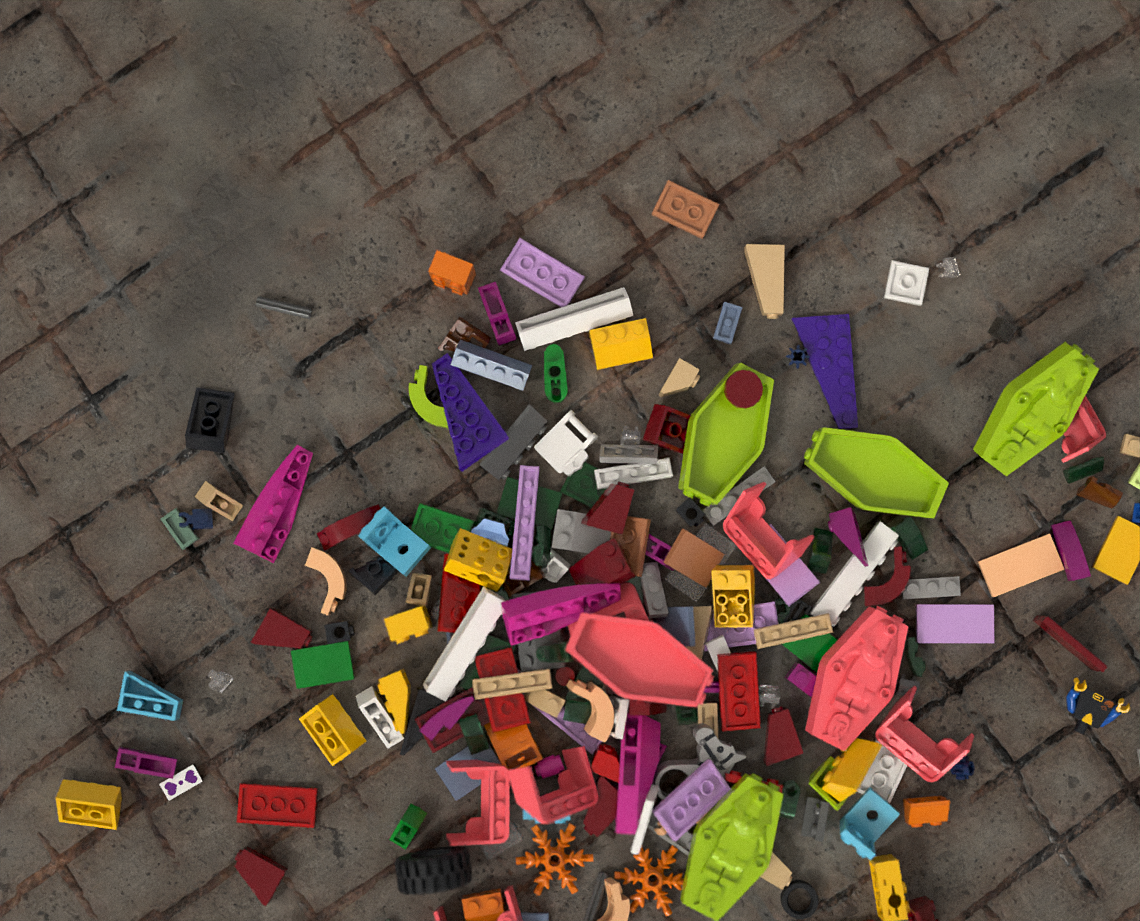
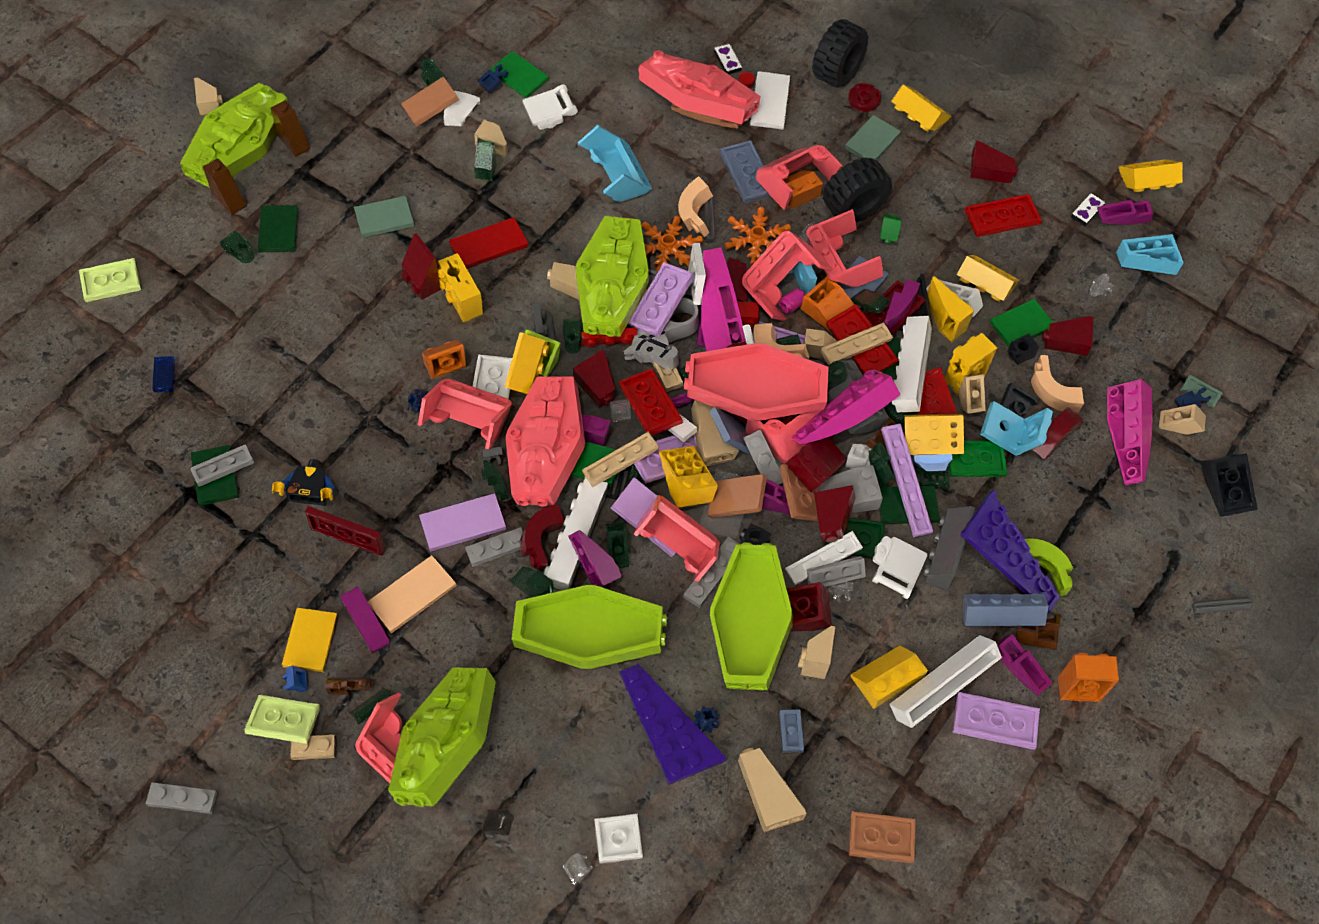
camera: 160 degrees right, 25 degrees down
(555, 358) = (946, 638): green piece -> none
(743, 389) = (753, 657): dark red tile -> none
(799, 914) = (534, 252): black tyre -> none
(863, 831) = (496, 328): medium azure bracket -> none

